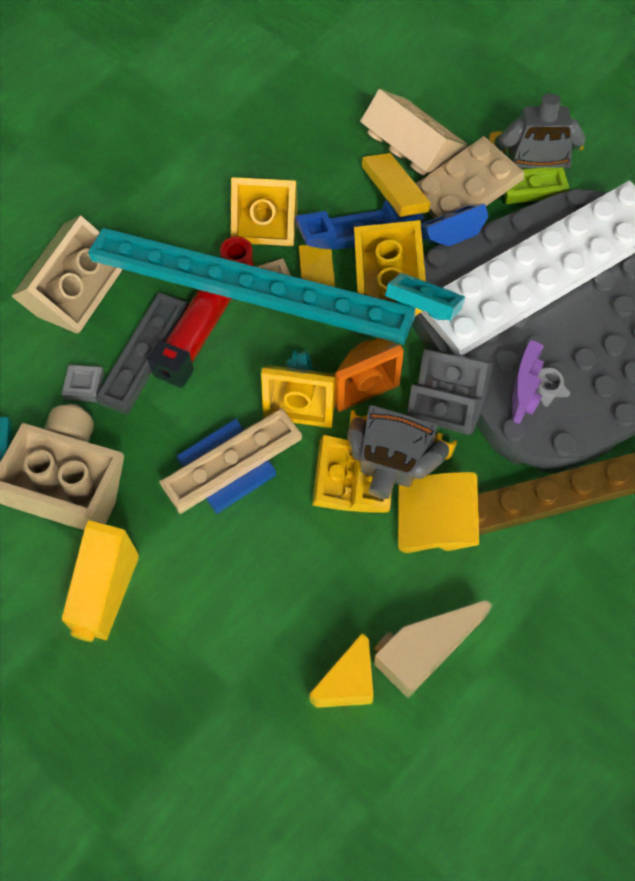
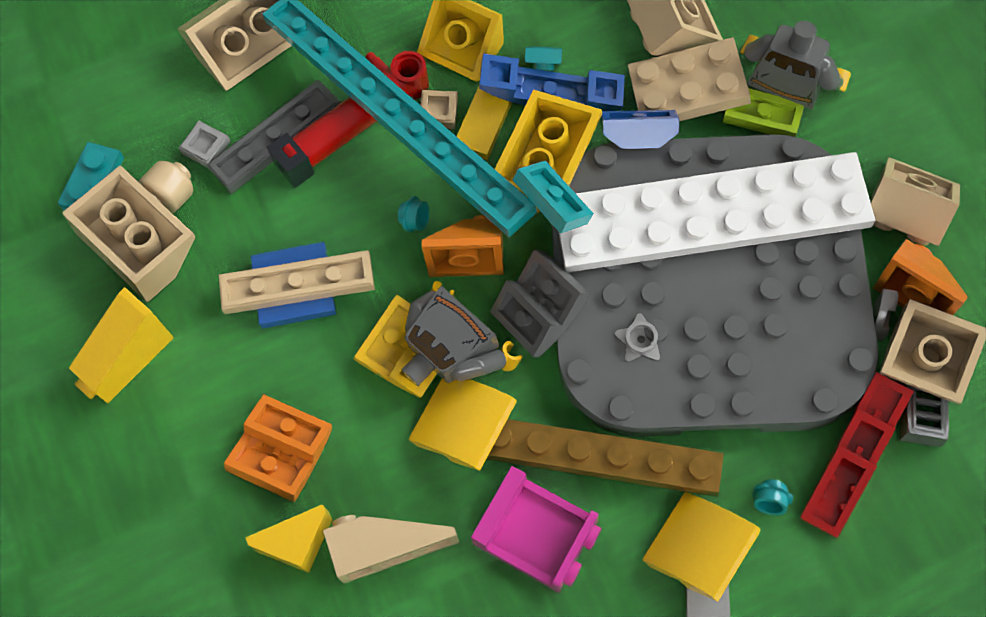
camera: 30 degrees right, 5 degrees up
(288, 607) = (278, 448): none -> orange slope
(302, 394) = (391, 241): yellow slope -> none
(341, 205) = (543, 57): none -> teal plate
(395, 184) = (611, 56): yellow tile -> none
(527, 383) = (605, 336): medium lavender slope -> none
(550, 576) = (536, 531): none -> dark pink panel

